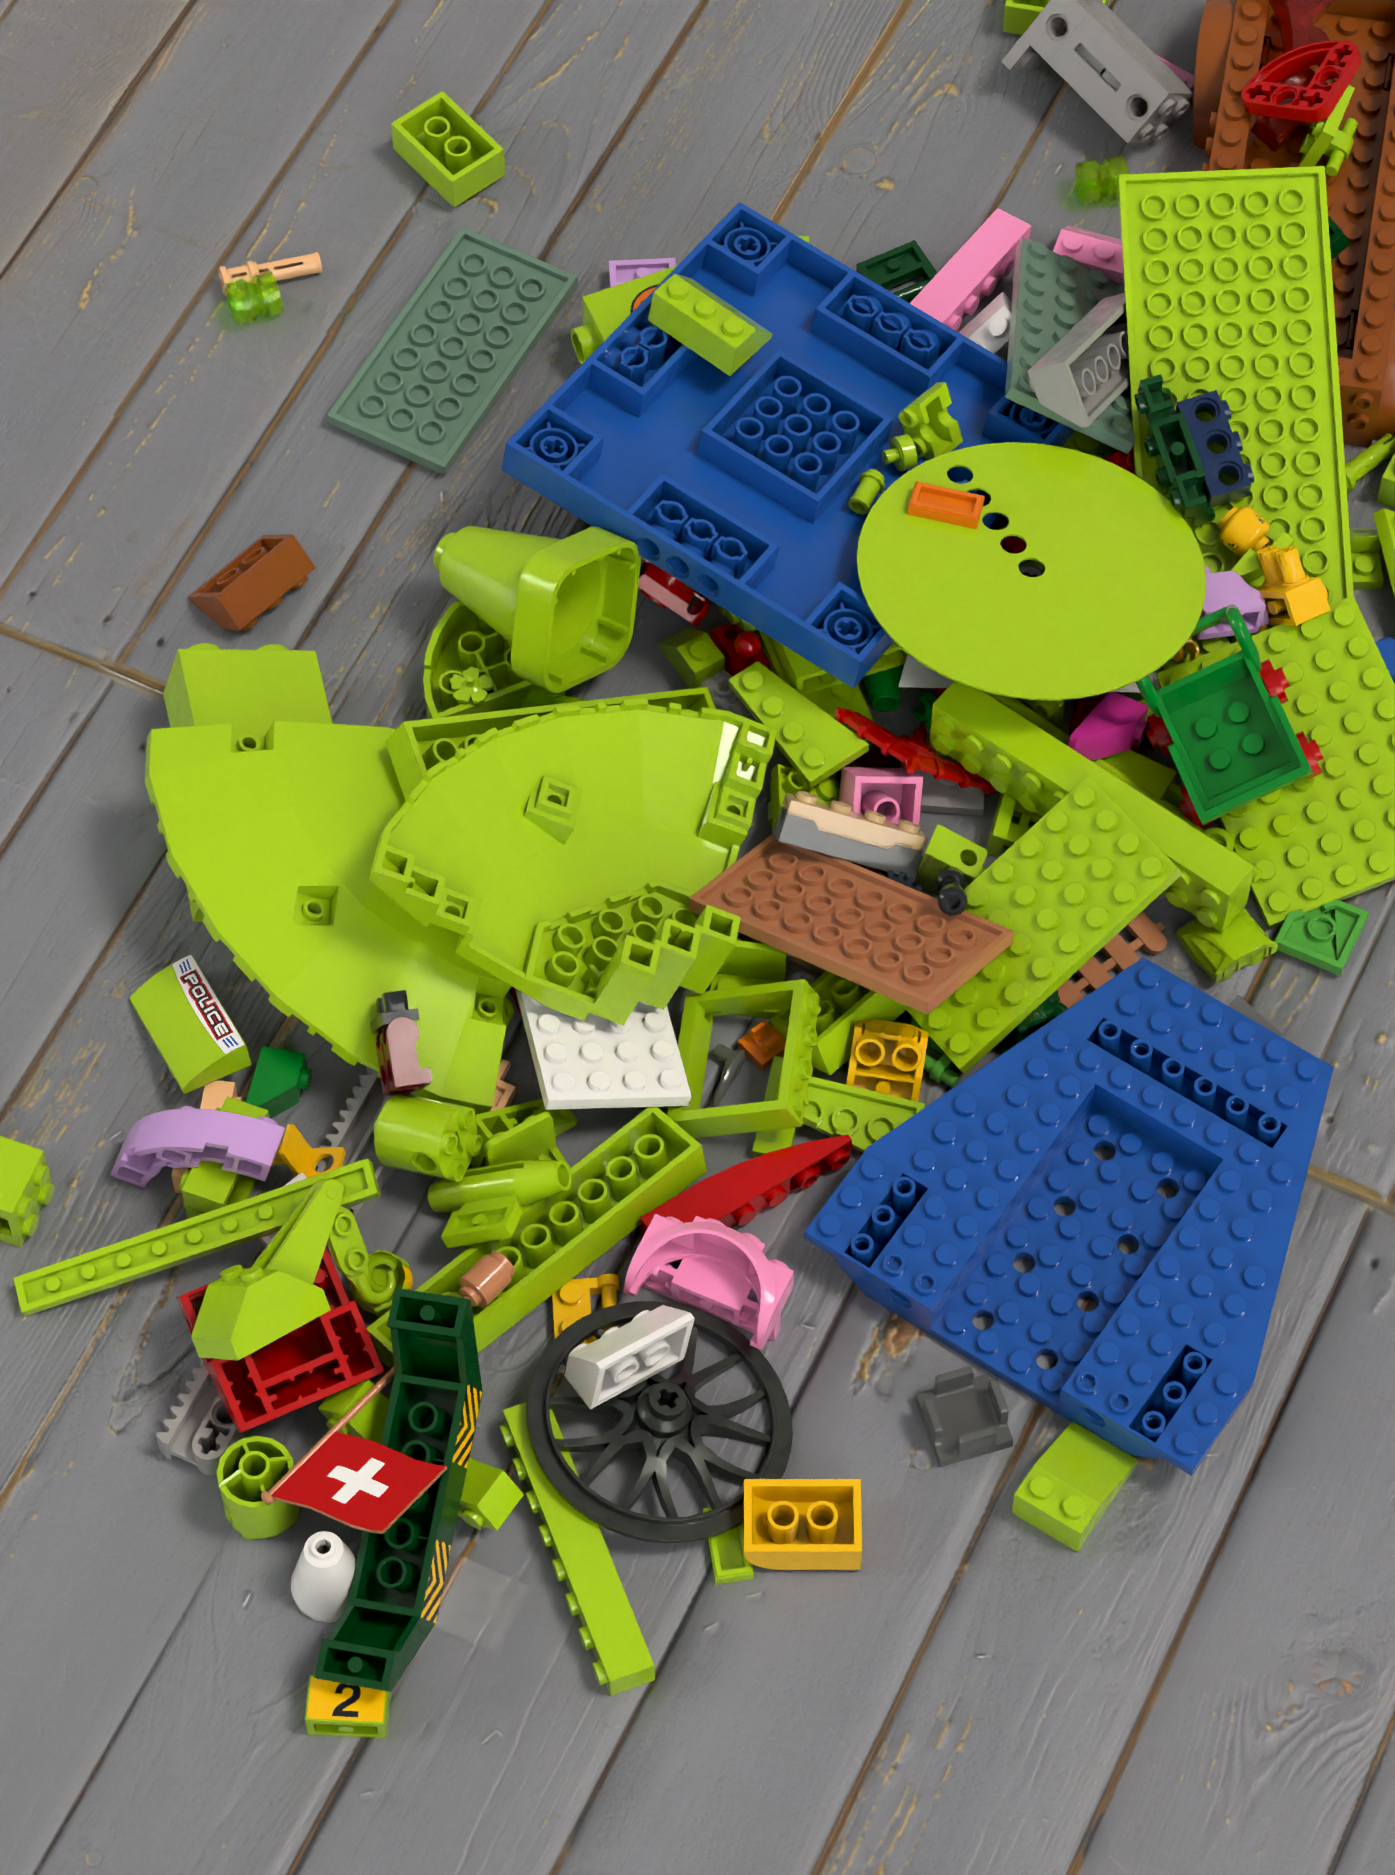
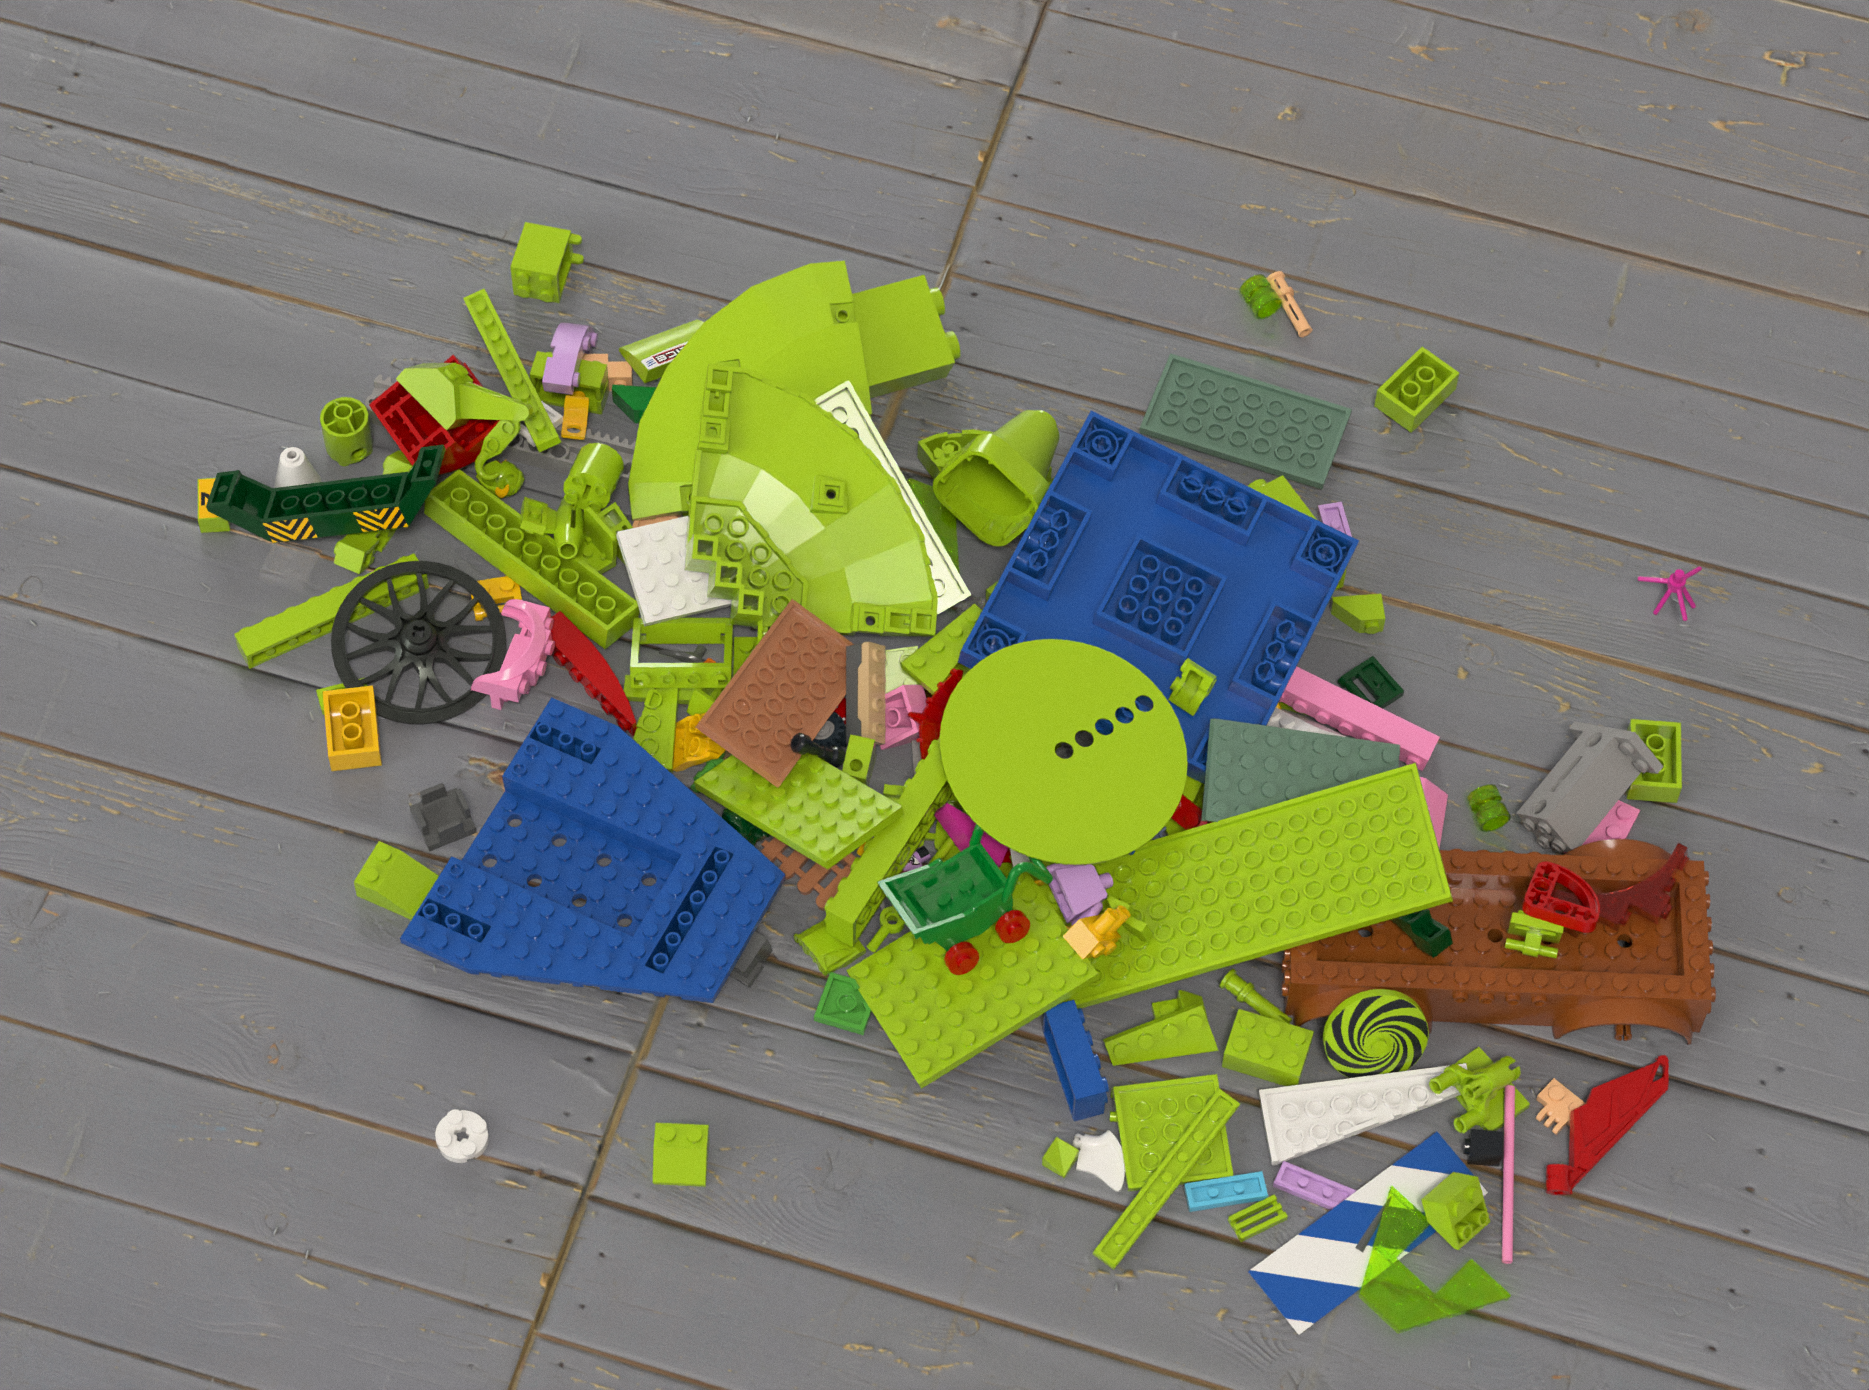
camera: 80 degrees right, 0 degrees up
(253, 582) = (1024, 333): dark orange slope -> none
(364, 1480) = (342, 461): red flag -> none
(397, 1045) = (639, 438): hips -> none
(629, 1354) = (448, 605): white slope -> none
(706, 323) = (1233, 525): lime slope -> none
(869, 486) = (1124, 651): lime pin -> none
(901, 453) = (1163, 670): lime tile -> none
(946, 505) = (1108, 692): orange tile -> none
(1086, 365) = (1249, 769): light grey slope -> none
(1173, 451) = (1194, 842): dark green bracket -> none
(1218, 432) = (1196, 865): dark blue brick -> none
(1243, 530) = (1150, 904): yellow head -> none

